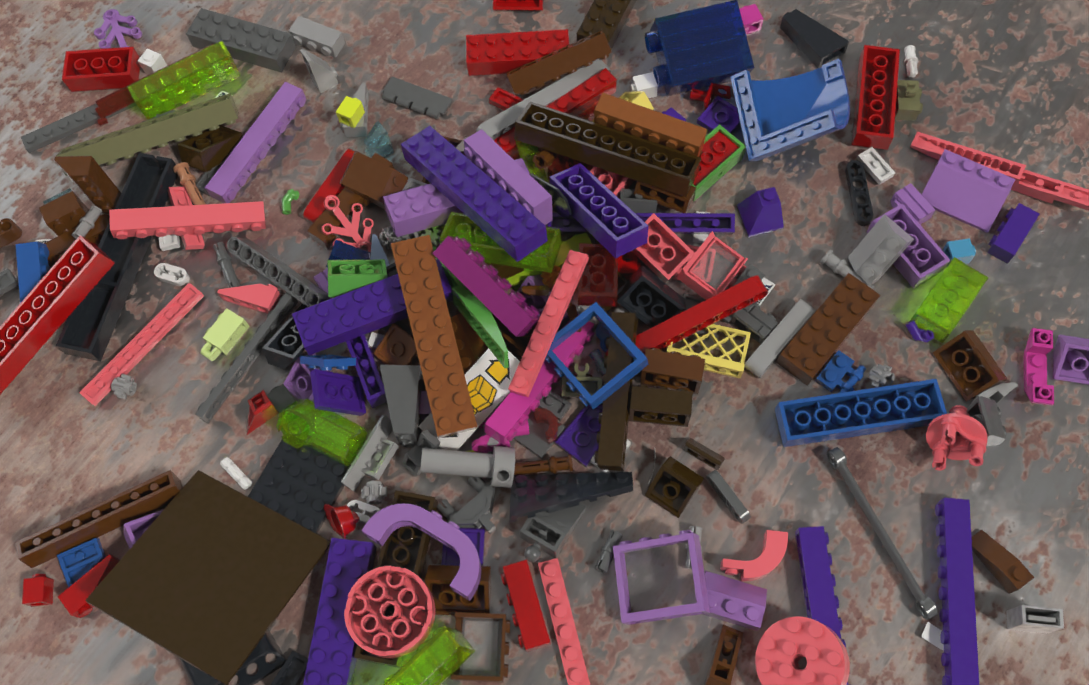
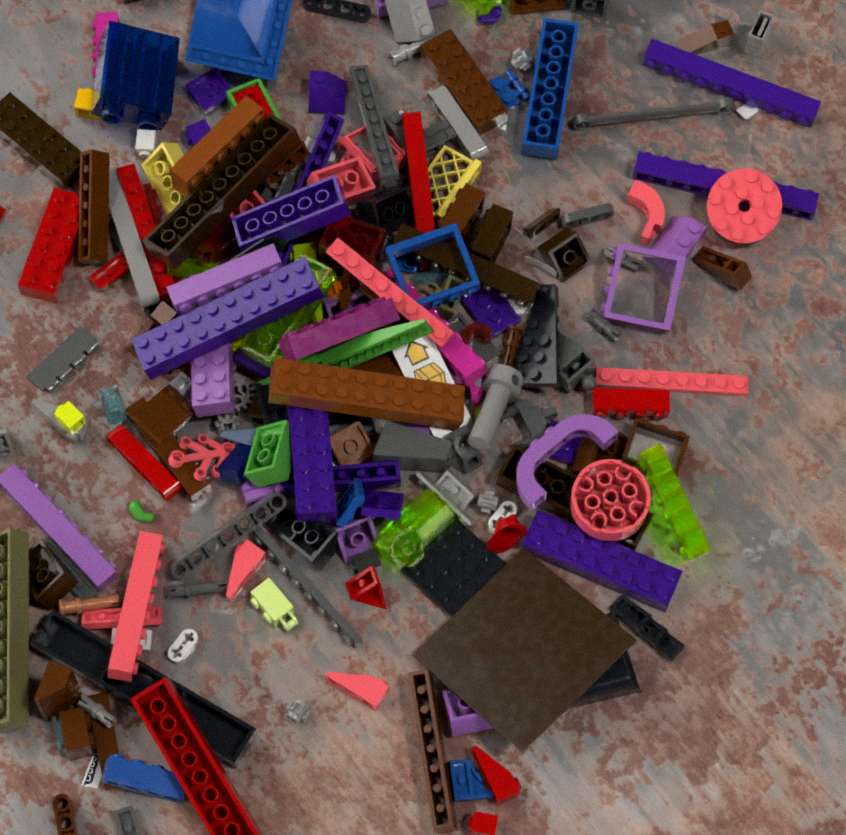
camera: 80 degrees left, 0 degrees up
(142, 343) = (254, 687): coral plate -> none
(157, 437) = (361, 687): none -> coral slope
(236, 473) = (424, 624): white axle -> none
(707, 96) = (181, 93): red bracket -> none
(739, 257) = (374, 122): none -> dark grey plate
(956, 438) = (598, 25): coral piece -> none

